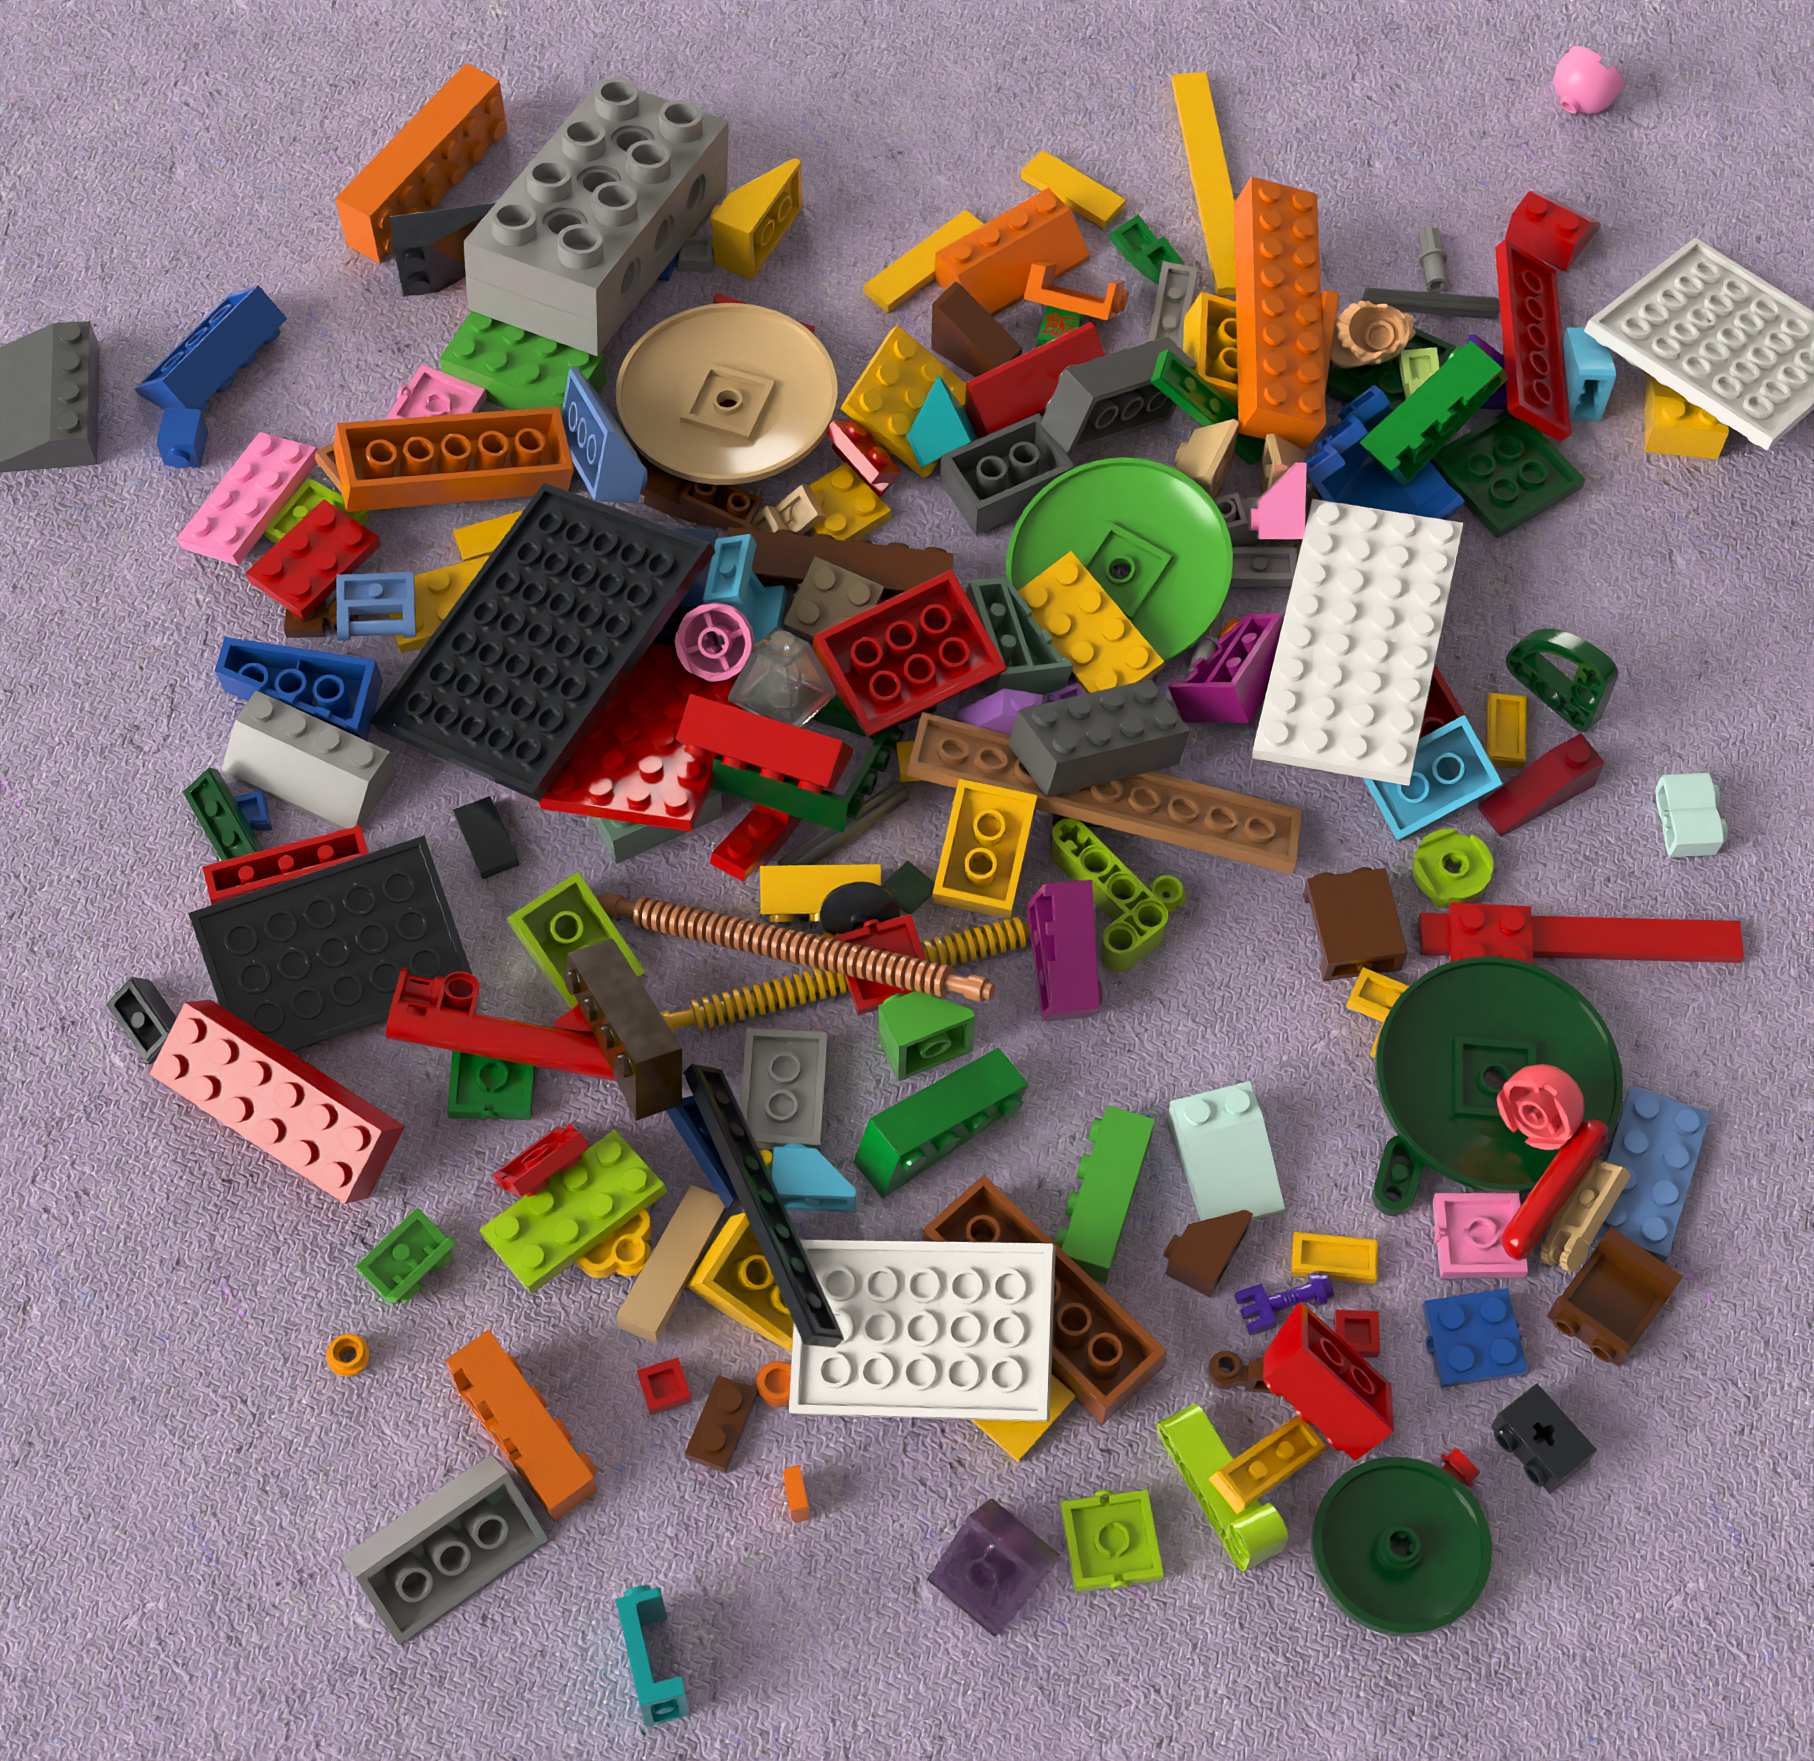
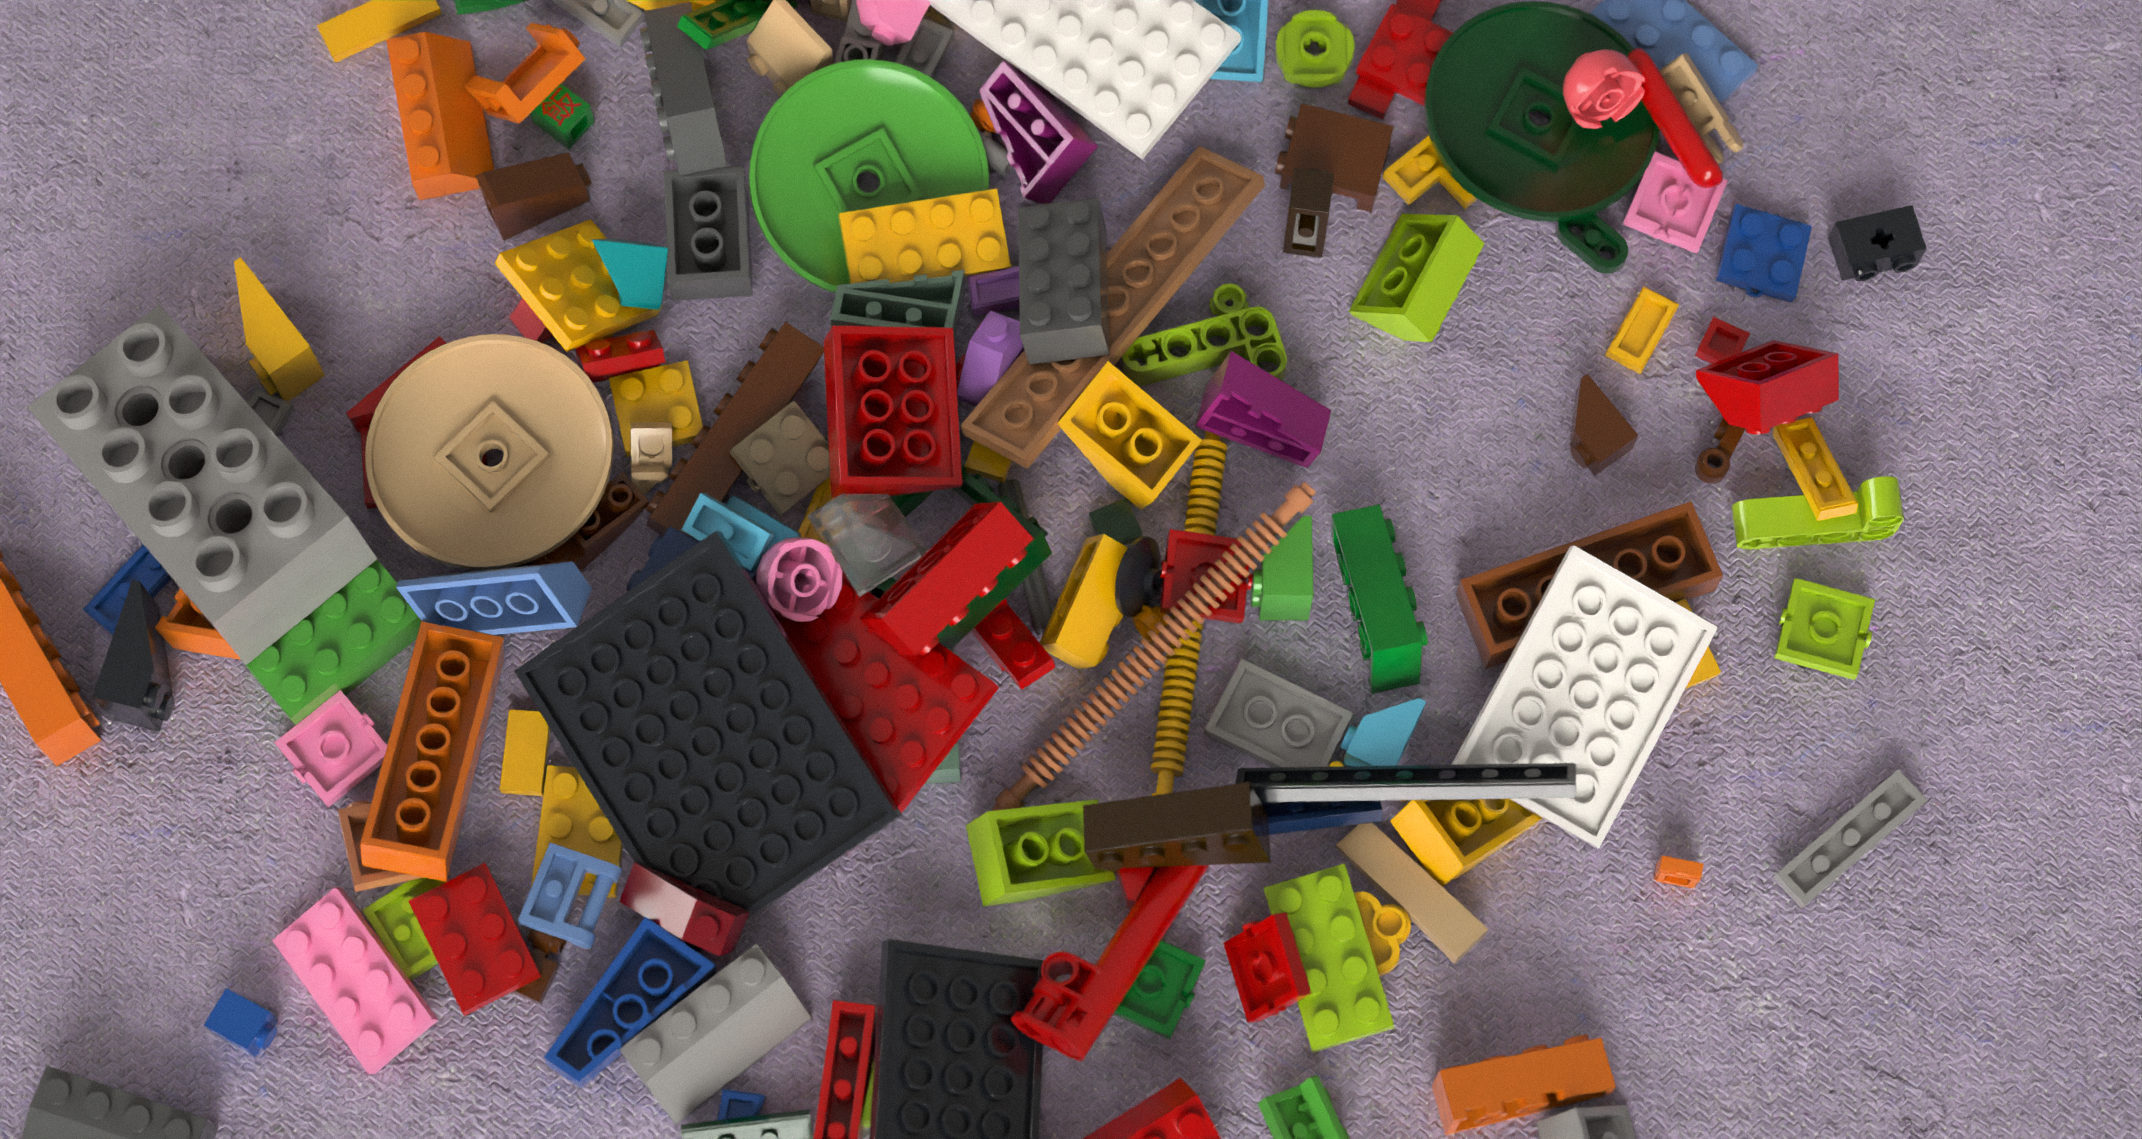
camera: 65 degrees left, 10 degrees up
(214, 351) = (140, 955): blue slope -> none
(395, 694) = (684, 910): none -> dark red slope
(486, 837) = (878, 892): black tile -> none
(658, 1700) = (1785, 1062): teal panel -> none
(664, 1386) = (1528, 946): red plate -> none
(721, 1424) = (1580, 911): reddish brown plate -> none
(774, 1383) = (1562, 848): orange tile -> none
(905, 1647) = (1850, 838): none -> light grey plate
(917, 266) = (395, 197): yellow tile -> none
(992, 1566) = (1810, 734): clear purple slope -> none
(1027, 382) = (628, 159): red slope -> none
(1106, 1190) = (1504, 487): bright green brick -> none
(1226, 1152) = (1513, 372): light aqua slope -> none
(1265, 1307) = (1668, 355): dark purple hinge -> none
(1276, 1039) = (1417, 276): none -> lime slope
(1282, 913) = (1308, 212): none -> dark brown slope
(1401, 1547) = (1928, 398): dark green dish -> none
(1460, 1467) = (1873, 322): red plate -> none
(1614, 1297) = (1777, 126): reddish brown panel -> none

